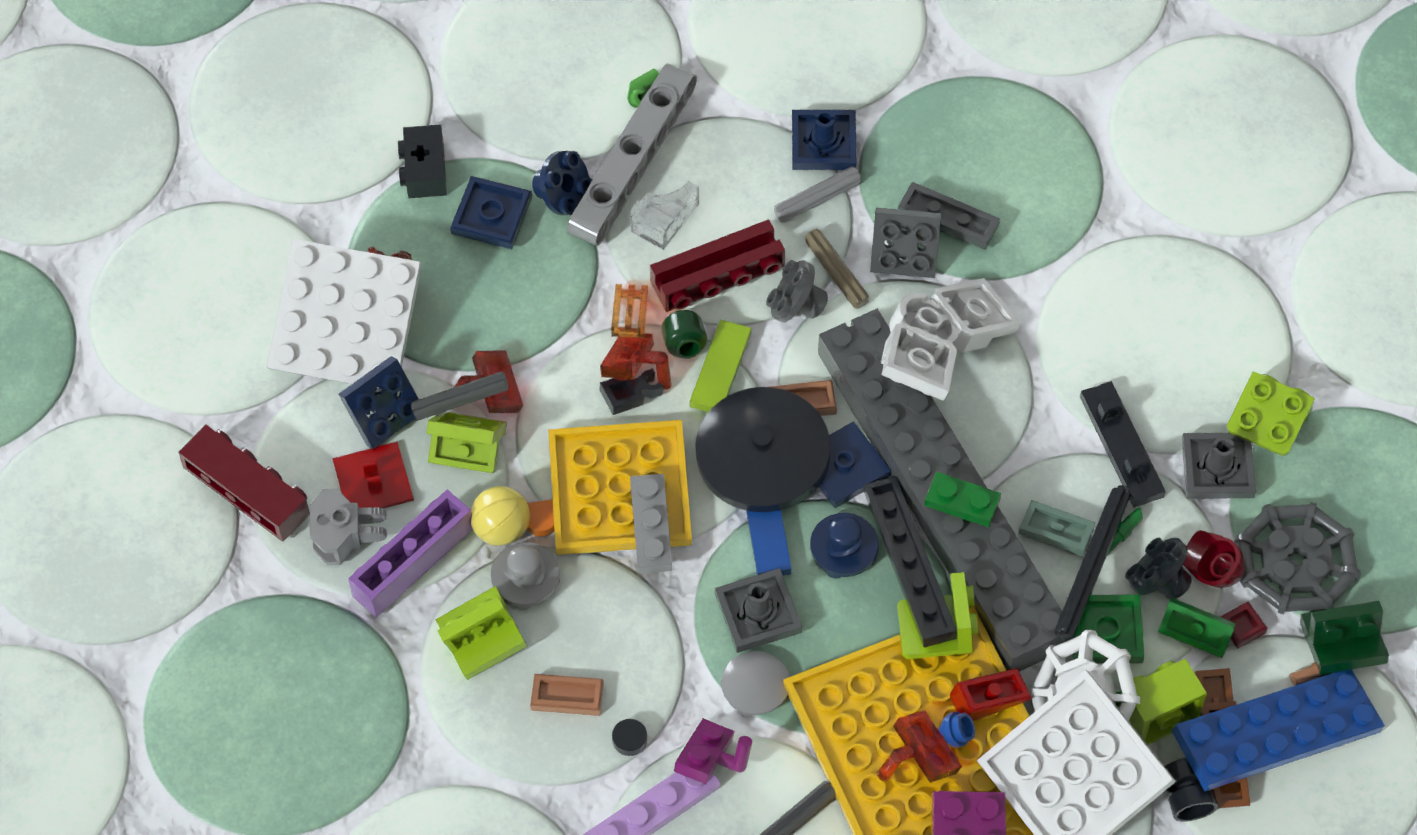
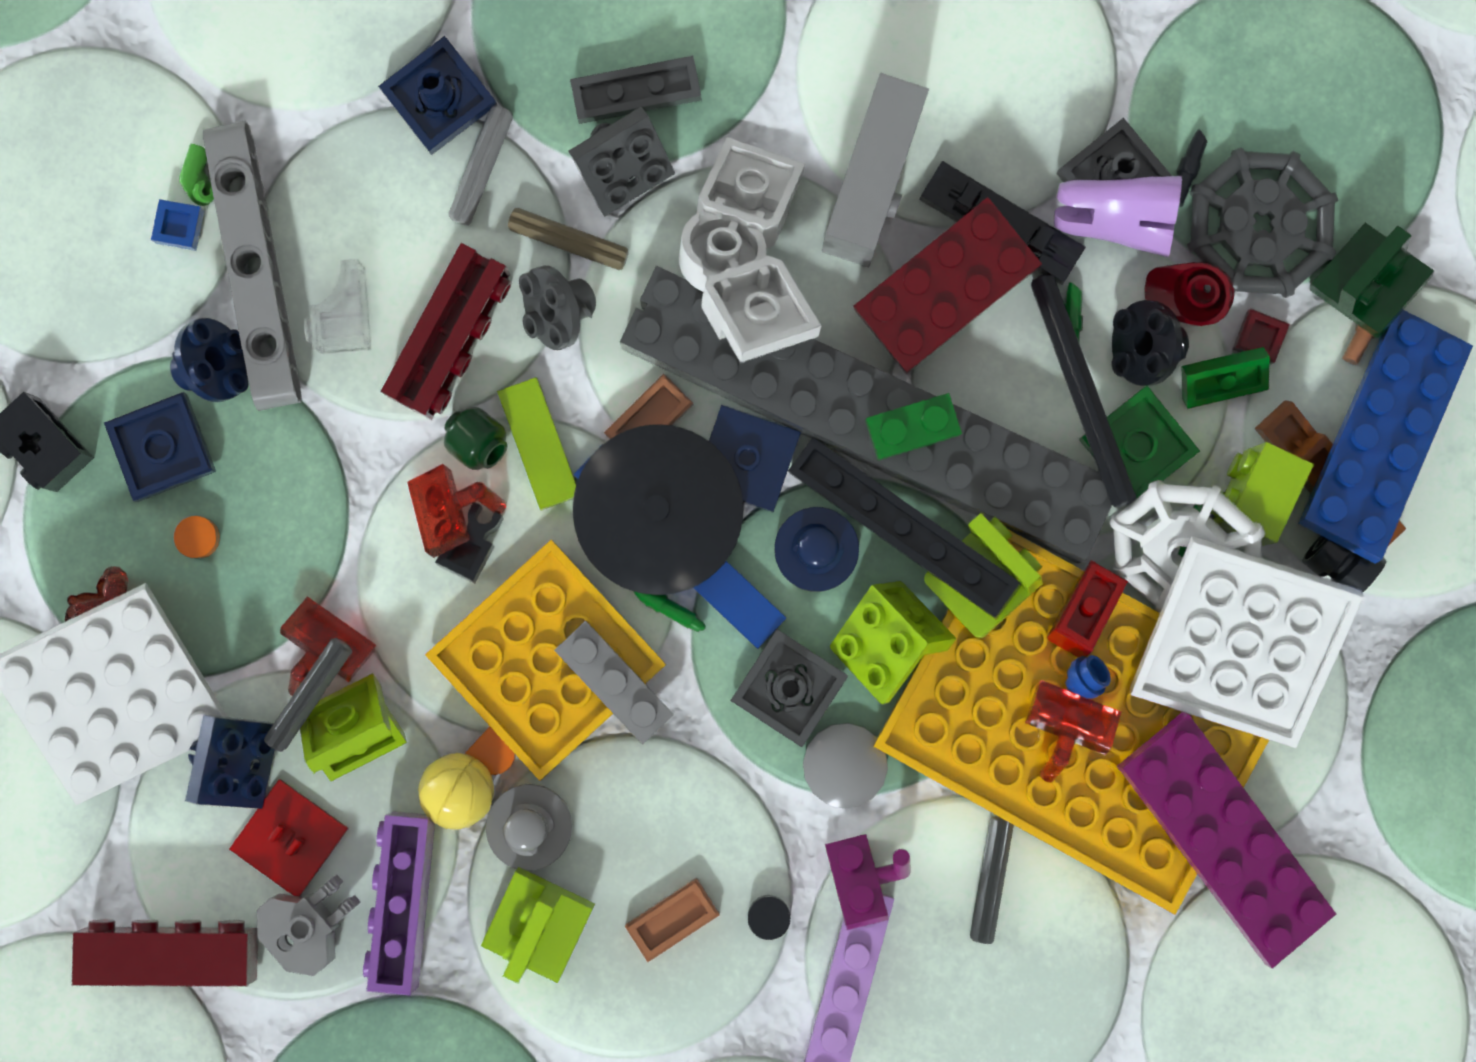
camera: 40 degrees left, 25 degrees up
(468, 276) = (196, 537): none -> orange tile
(607, 104) = (177, 224): none -> blue plate
(629, 294) = (381, 428): clear orange tile -> none
(719, 509) = (671, 609): none -> green piece
(843, 615) = (889, 638): none -> lime bracket
(1052, 446) = (947, 285): none -> dark red brick
(1057, 528) = (1010, 370): sand green plate -> none
(1059, 350) = (874, 170): none -> light grey brick
(1204, 477) = (1122, 211): none -> lavender piece
(1270, 413) = (1132, 82): lime bracket -> none
(1272, 495) = (1190, 163): none -> black piece

